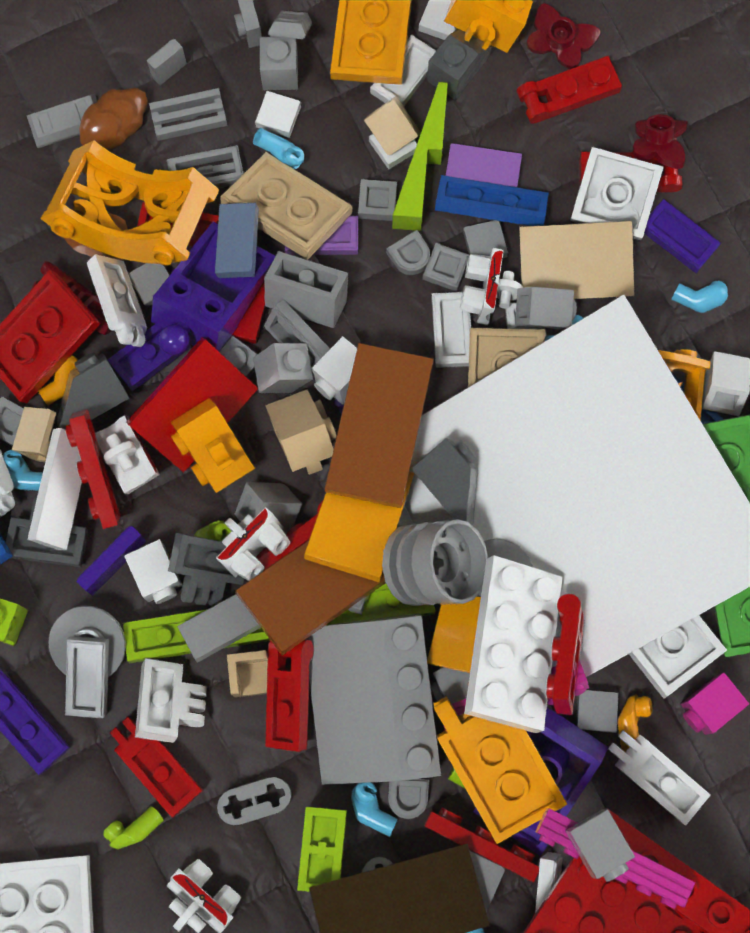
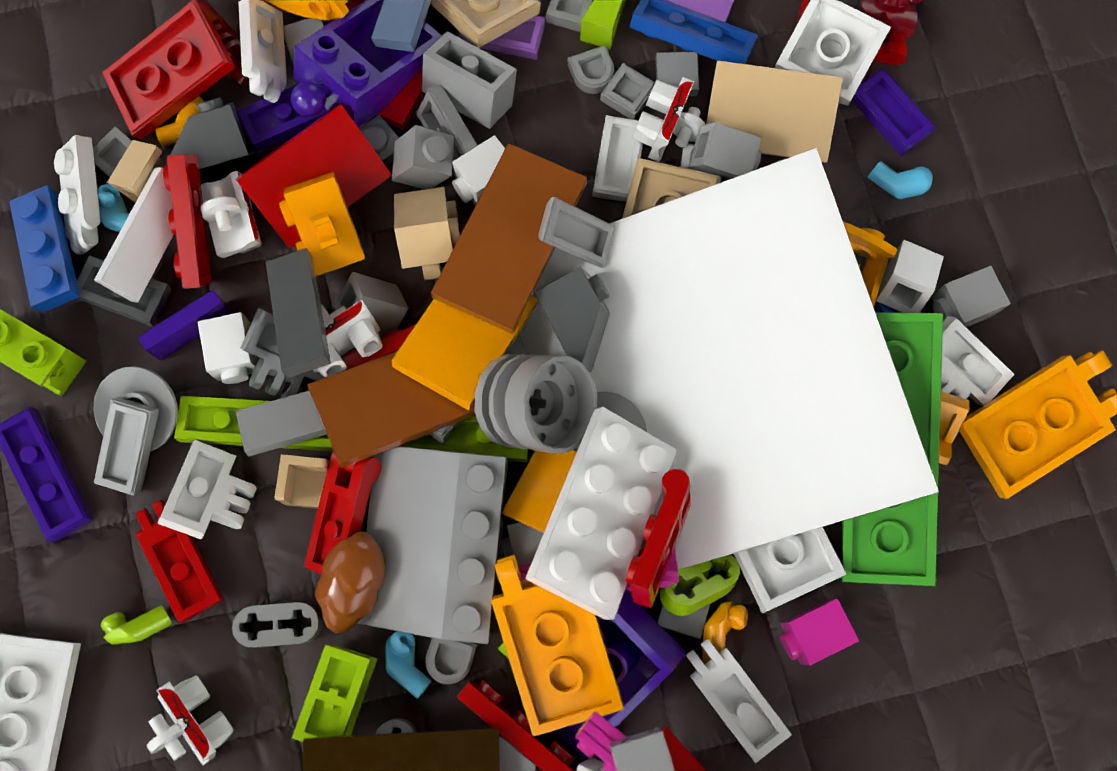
camera: 10 degrees right, 0 degrees up
(213, 530) = (297, 313): none -> dark grey tile
(311, 750) = (350, 582): none -> dark orange arm
(435, 409) = (575, 232): none -> light grey tile
(611, 690) = (704, 590): none -> lime beam

